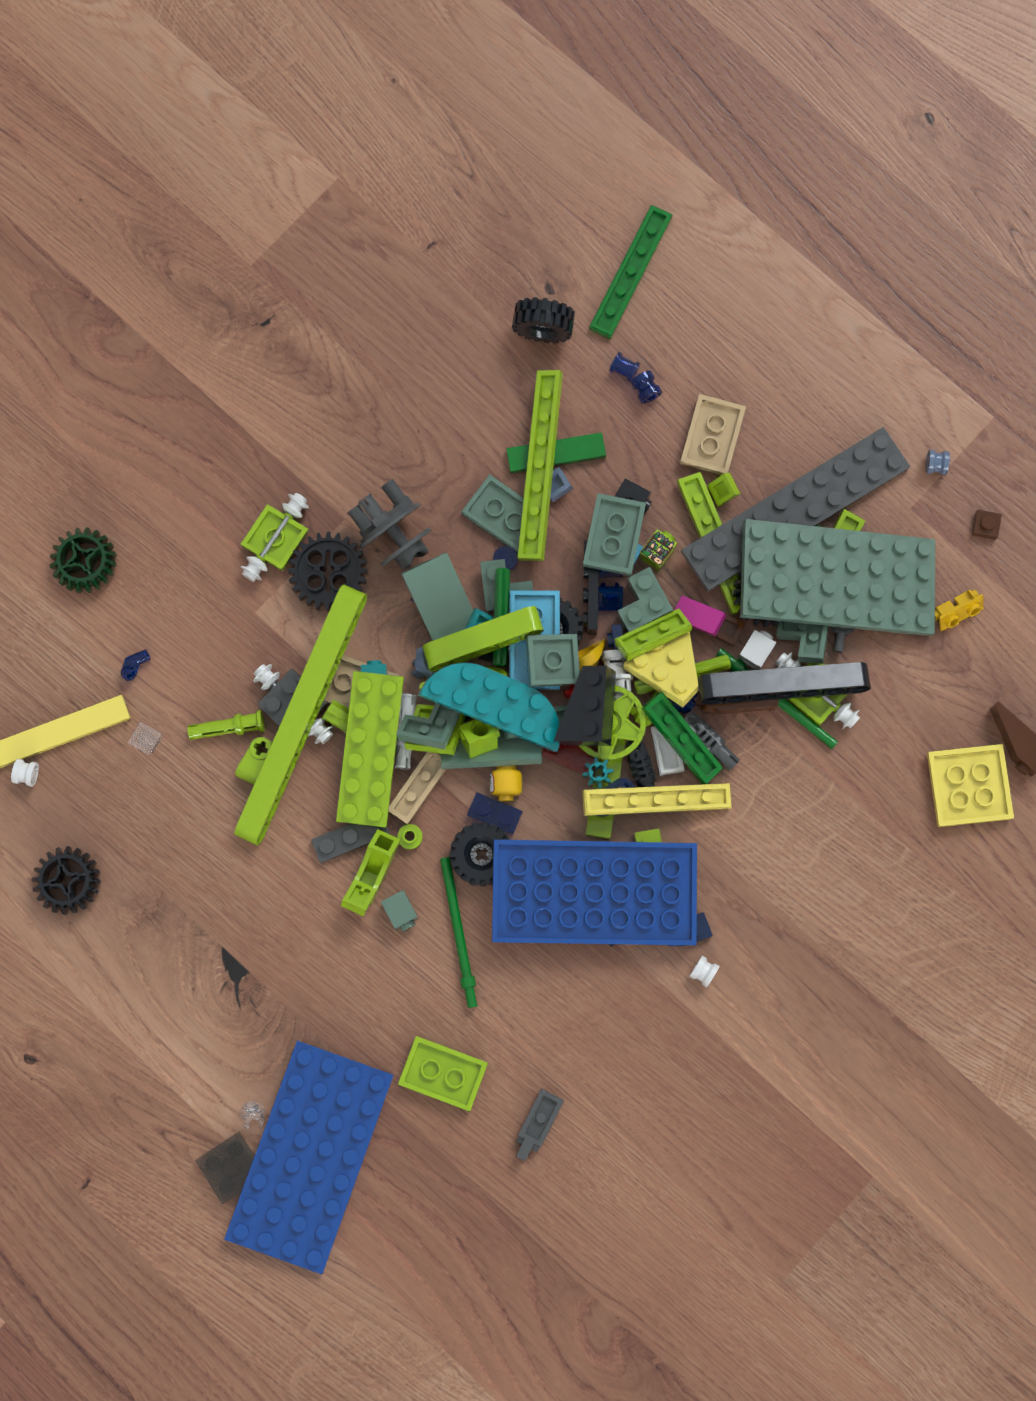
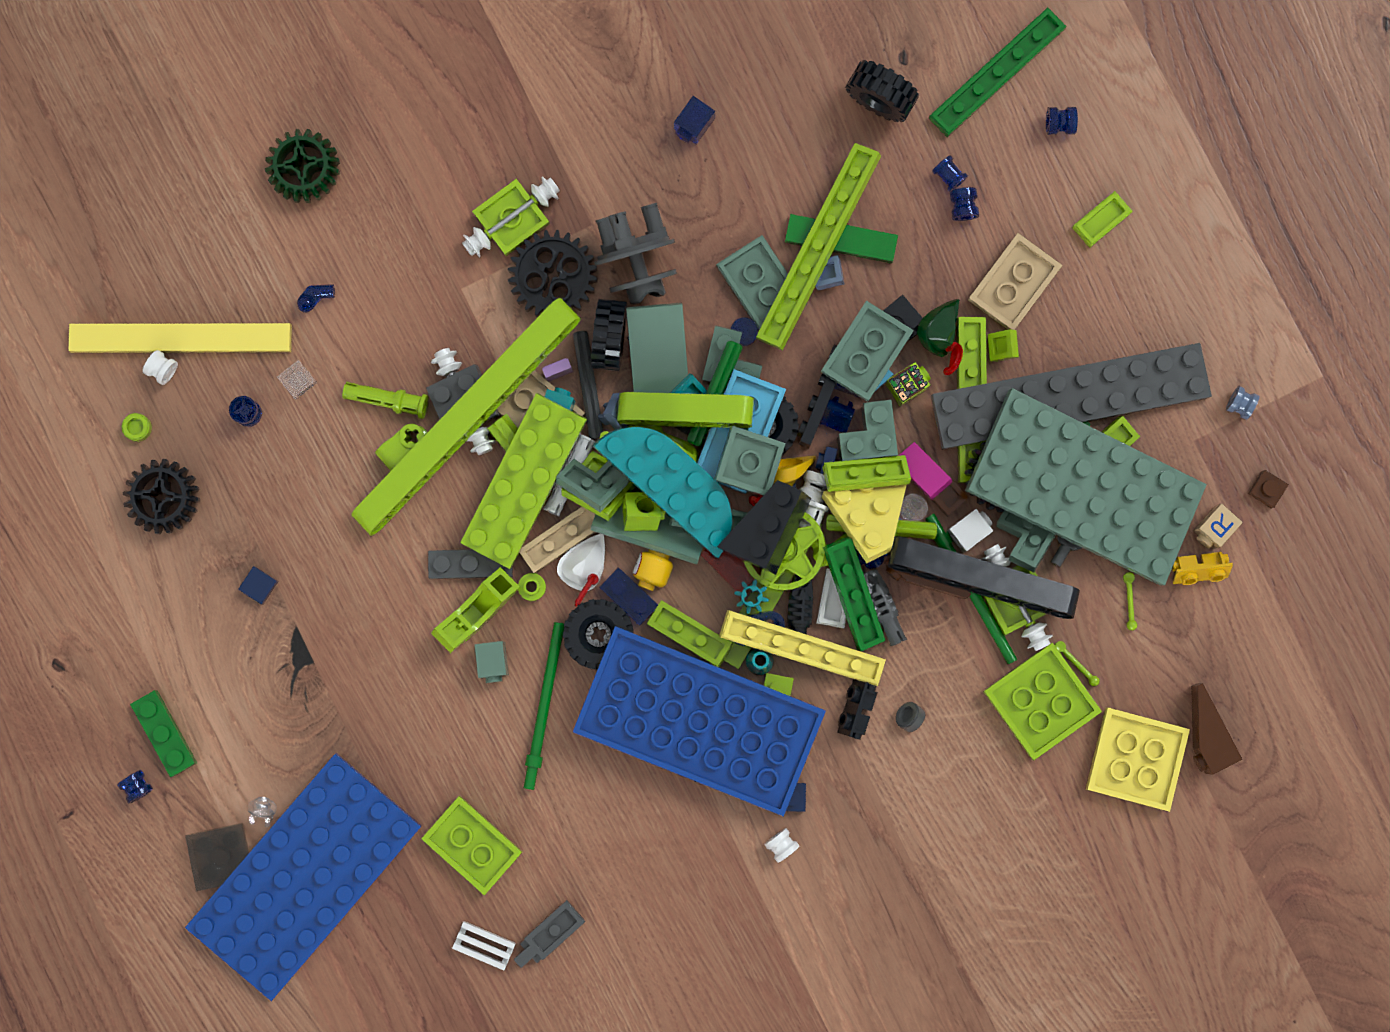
camera: 20 degrees right, 5 degrees up
(22, 831) = (136, 427): none -> lime tile
(108, 778) = (241, 408): none -> clear blue wheel
(135, 1135) = (135, 786): none -> clear blue wheel
(143, 1081) = (163, 733): none -> green plate
(177, 924) = (258, 585): none -> dark blue tile
(362, 647) = (557, 369): none -> lavender tile
(392, 650) = (588, 384): none -> dark grey axle
(394, 601) = (608, 334): none -> black bush
(397, 402) = (694, 120): none -> clear blue brick
(446, 802) = (583, 565): none -> white piece
(463, 1154) = (478, 955): none -> white tile
(558, 824) = (690, 633): none -> lime plate
(622, 831) = (753, 667): none -> teal cone
(666, 498) = (938, 333): none -> dark green piece
(698, 290) = (1061, 120): none -> clear blue wheel
(703, 649) = (914, 507): none -> clear plate
(720, 822) = (859, 697): none -> black hinge
(763, 358) = (1102, 219): none -> lime tile
(768, 823) = (910, 716): none -> dark grey tile
(869, 718) = (1093, 680): none -> lime hinge
(872, 768) = (1042, 701): none -> lime plate
(902, 640) = (1128, 578): none -> lime hinge
(957, 570) = (1217, 527): none -> tan brick

